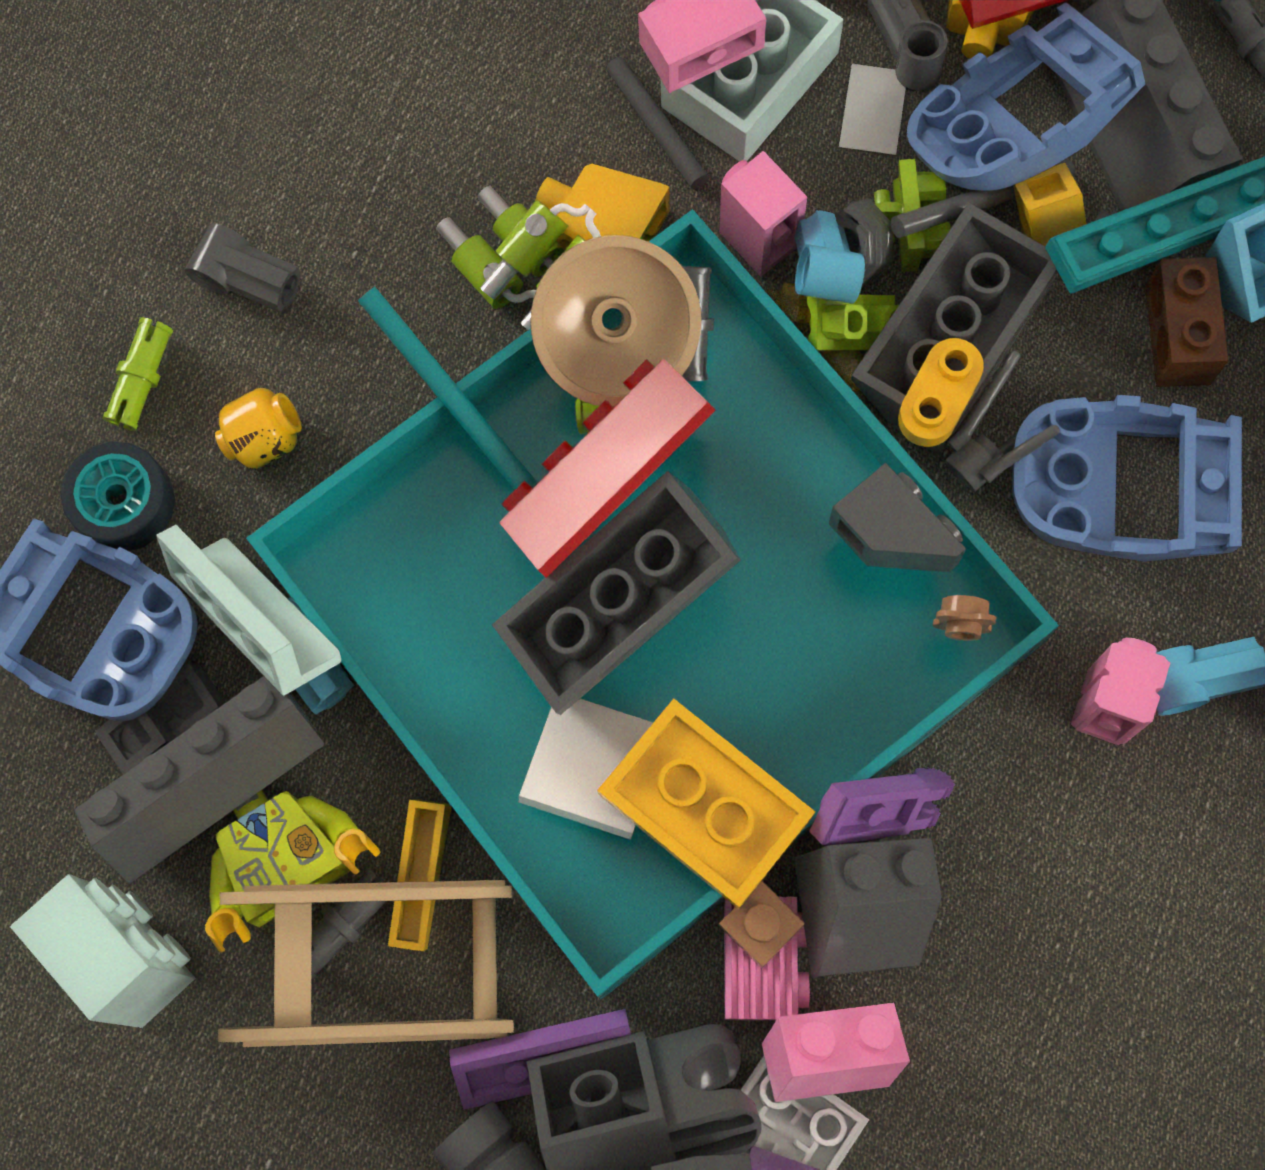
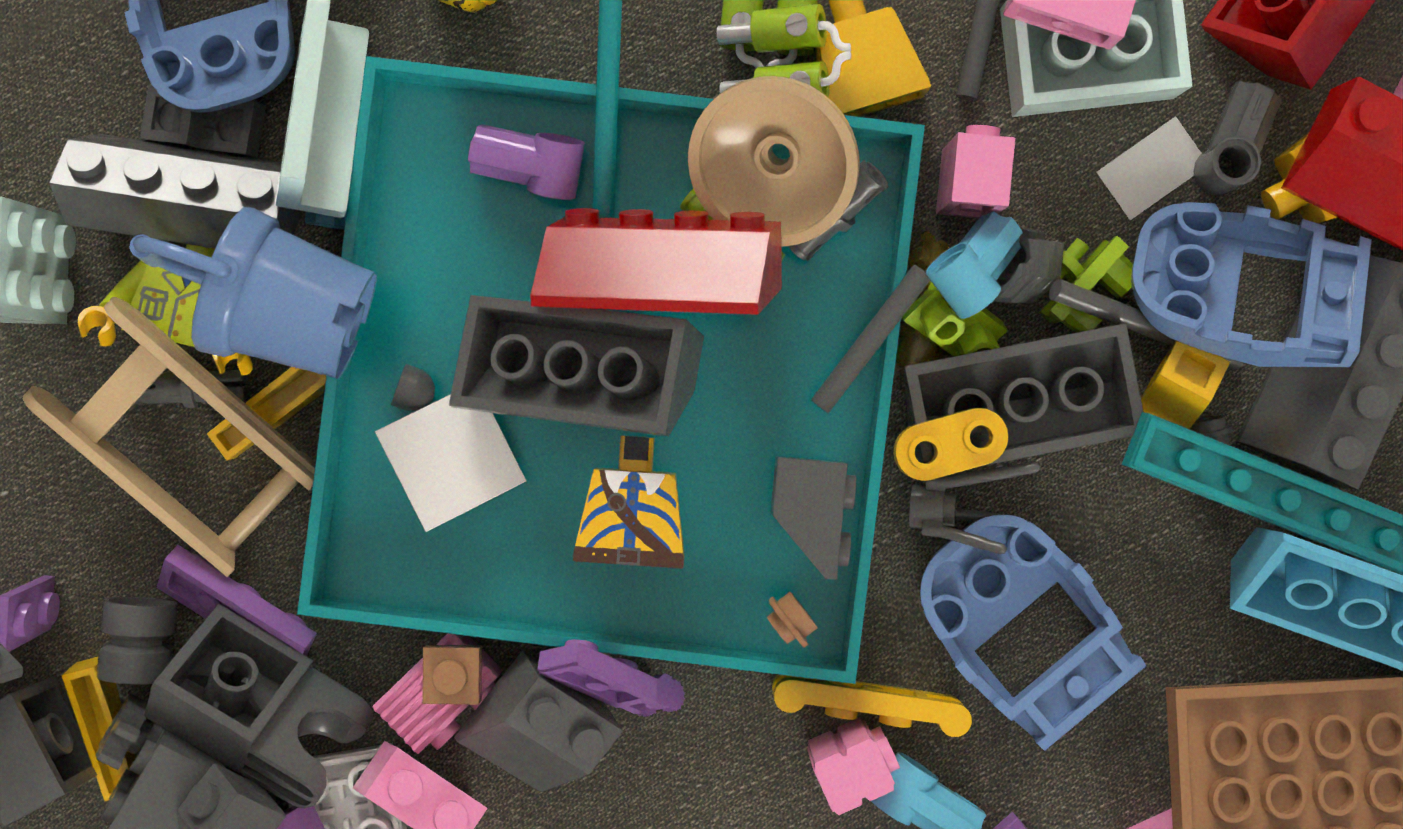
camera: 40 degrees right, 15 degrees up
(346, 754) = (270, 294): none -> medium blue piece
(445, 496) = (542, 162): none -> medium lavender piece
(514, 748) = (414, 389): none -> dark grey hinge
(706, 803) = (489, 566): yellow plate -> none
(771, 656) = (632, 512): none -> torso
(809, 378) = (871, 339): none -> dark grey bar
(1102, 627) = (893, 704): none -> yellow plate
(1186, 322) = (1188, 559): reddish brown brick -> none

